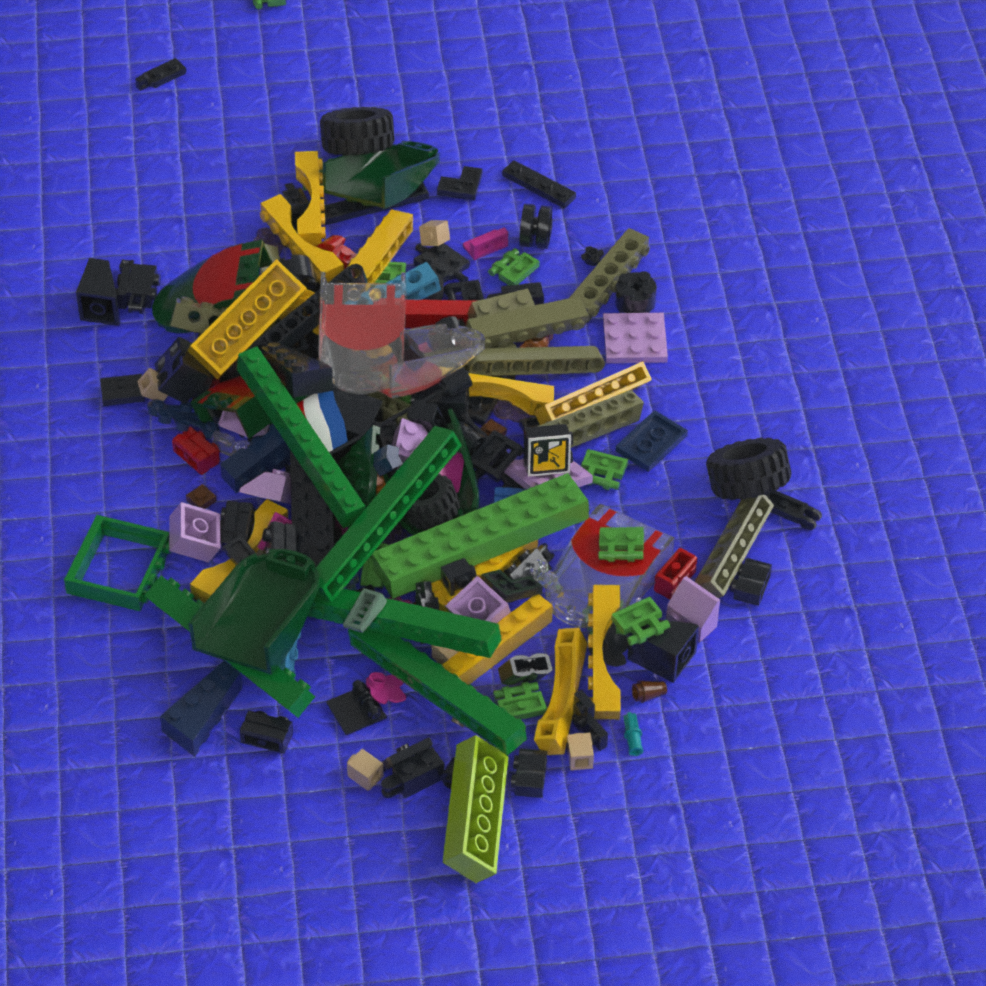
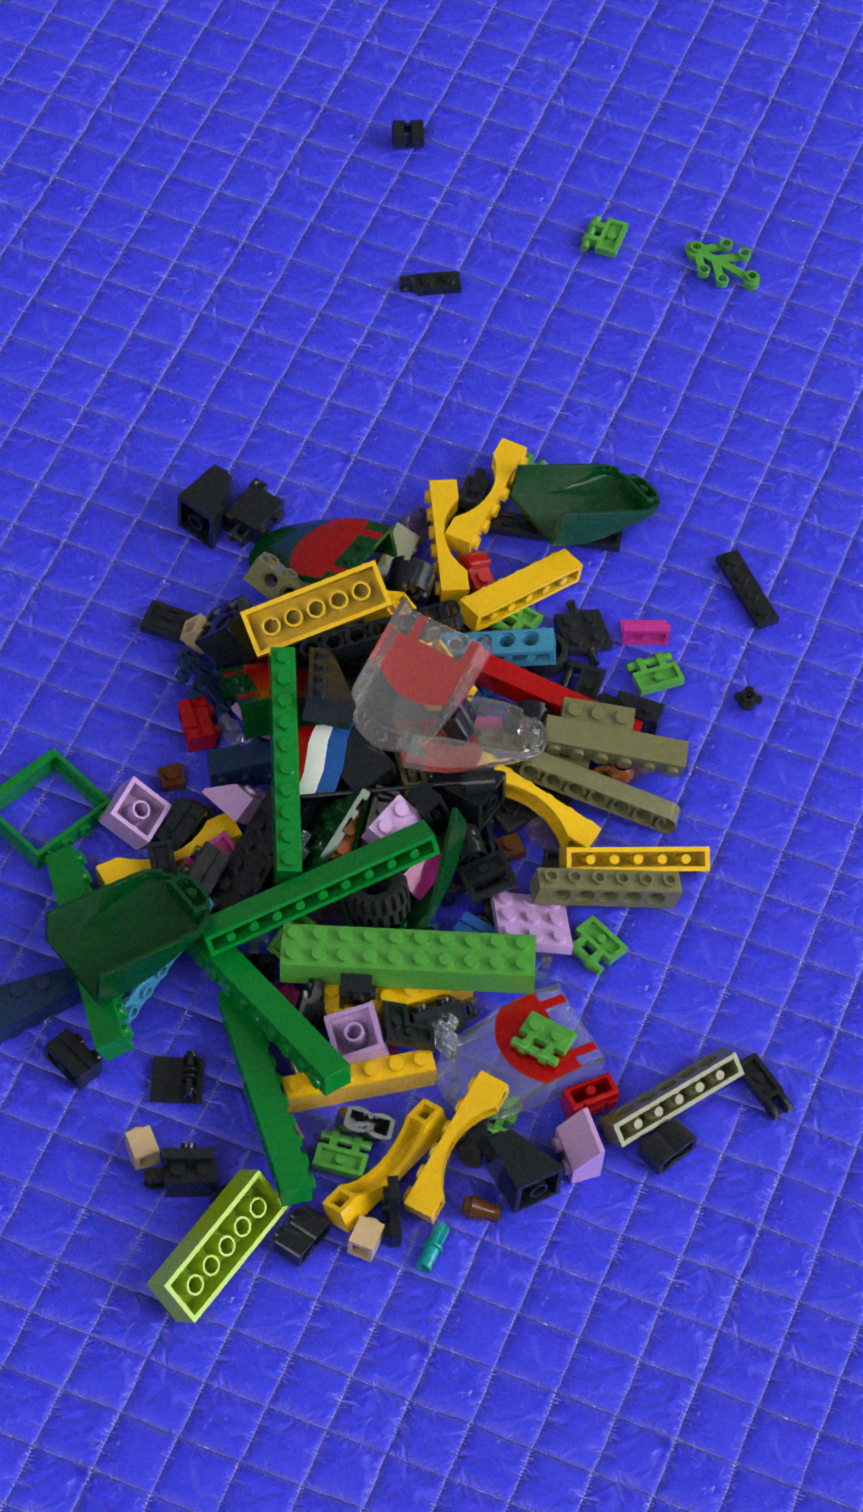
camera: 25 degrees right, 5 degrees up
(357, 130) = (583, 443): black tyre -> none
(377, 604) = (244, 973): sand green slope -> none
(385, 688) = (218, 1072): dark pink plate -> none
(386, 459) = (354, 832): dark blue piece -> none
(434, 233) = (593, 596): tan brick -> none
(462, 188) = (663, 557): black plate -> none
(538, 226) = (703, 638): black wheel -> none
(547, 450) = (536, 899): piece -> none
(603, 278) = (763, 722): olive brick -> none
(635, 293) = (761, 765): black brick -> none
(635, 338) = (731, 813): lavender plate -> none
(638, 615) = (503, 1126): bright green plate -> none
(651, 441) = (668, 938): dark blue plate -> none
(748, 468) = (738, 1021): black tyre -> none

